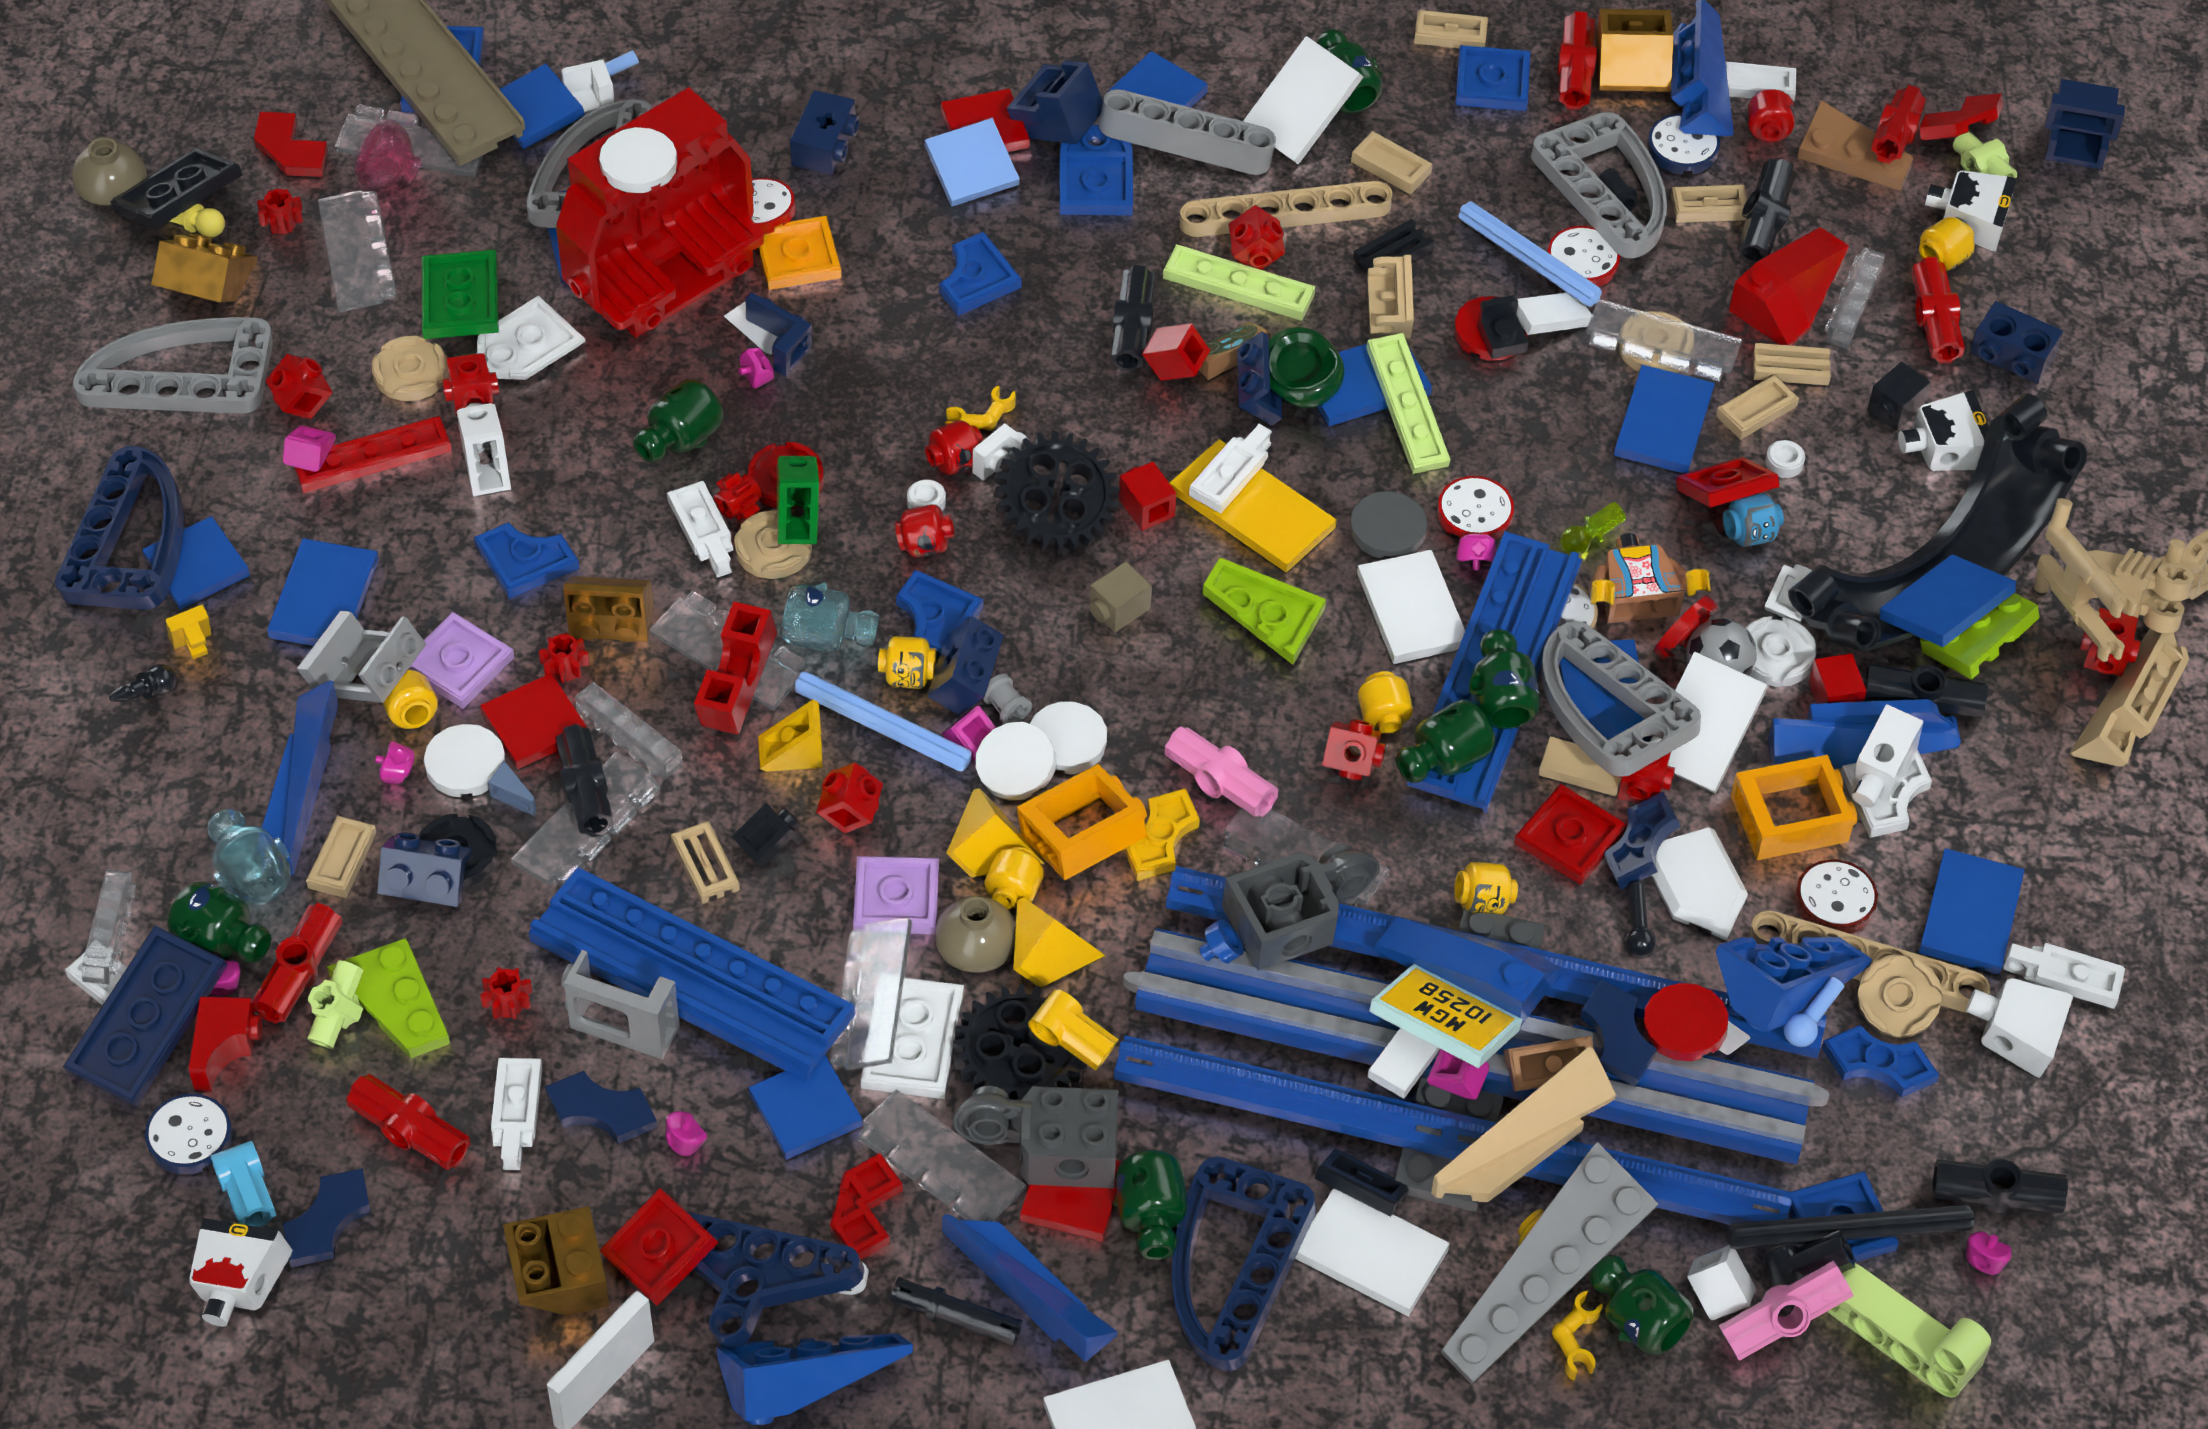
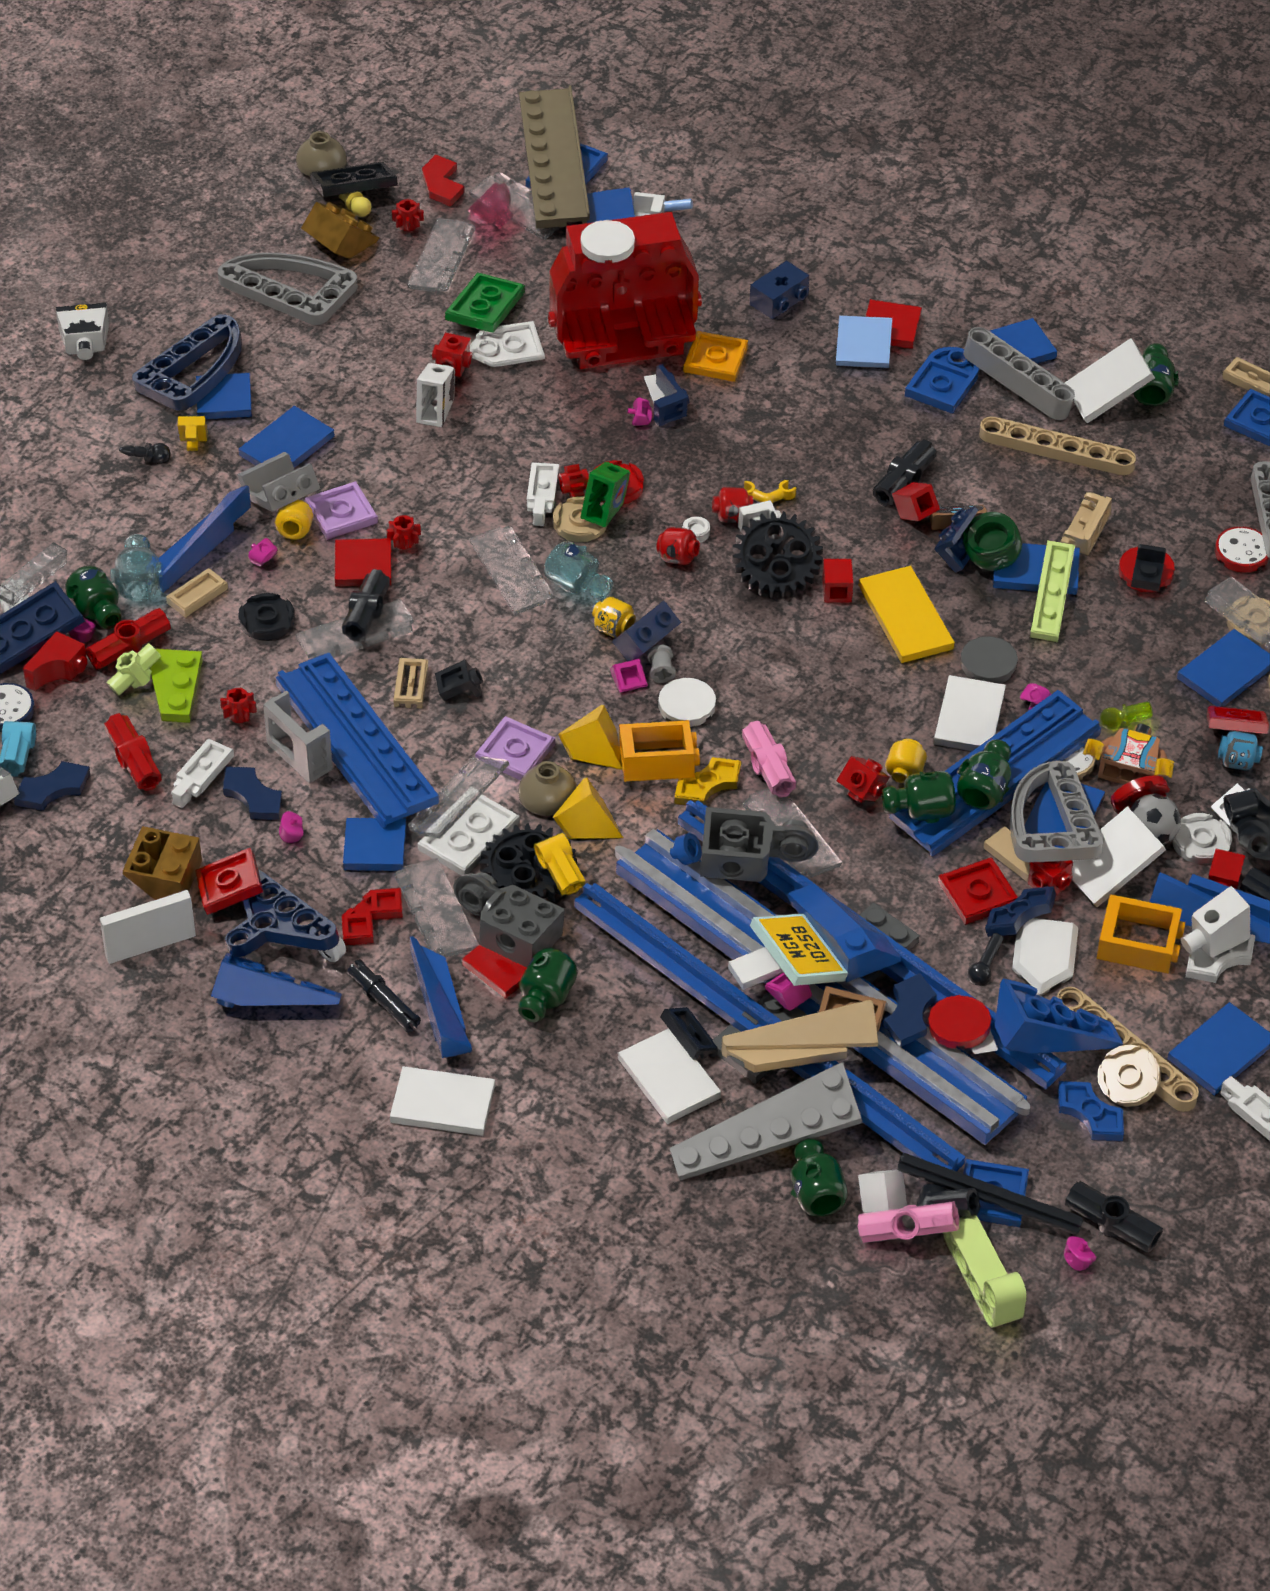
camera: 30 degrees right, 5 degrees down
(299, 386) = (348, 317): red brick -> none
(307, 448) = (331, 354): dark pink slope -> none
(378, 453) = (367, 374): red tile -> none
(409, 368) = (423, 333): tan tile -> none
(423, 869) = (236, 616): bracket -> none
(463, 759) = (306, 568): white tile -> none
(510, 790) = (319, 593): sand blue piece -> none
(524, 560) = (420, 470): blue tile -> none
(608, 608) = (448, 513): pearl gold slope -> none
(628, 731) = (414, 590): clear piece -> none
(679, 421) = (567, 423): dark green piece -> none
(729, 690) = (516, 565): red arch -> none
(772, 203) = (714, 319): white tile -> none
(793, 741) = (514, 634): yellow slope -> none
(849, 797) = (521, 678): red brick -> none
(883, 721) = (576, 646): light blue axle -> none
(936, 607) = (653, 589): blue tile -> none
(979, 275) = (823, 412): blue tile -> none
(1013, 876) = (592, 763): yellow head -> none
(1015, 761) = (642, 700): white tile -> none
(1058, 103) = (942, 325): dark blue plate -> none
(1120, 597) = (776, 632): dark tan brick -> none
(1231, 469) = (902, 583): white hinge -> none
(1239, 282) = (994, 478): yellowish green tile -> none
(1256, 238) = (1019, 454): red brick -> none
(1265, 606) = (870, 676): lime wing -> none
(1276, 1210) = (629, 1021): dark blue beam -> none
(1391, 162) = (1151, 444): tan tile -> none
(1392, 243) = (1119, 491): black tile -> none
(1475, 507) = (1056, 671): white tile -> none
(1485, 888) = (894, 896): yellow head -> none
(1530, 254) = (1203, 532): light blue axle -> none
(1552, 313) = (1191, 573): white tile -> none
(1563, 1334) = (760, 1174): yellow arm -> none
(1802, 1027) = (1038, 1060): light blue bar -> none
(1836, 895) = (1133, 1000): white tile -> none
(2022, 1022) = (1203, 1126): white torso -> none

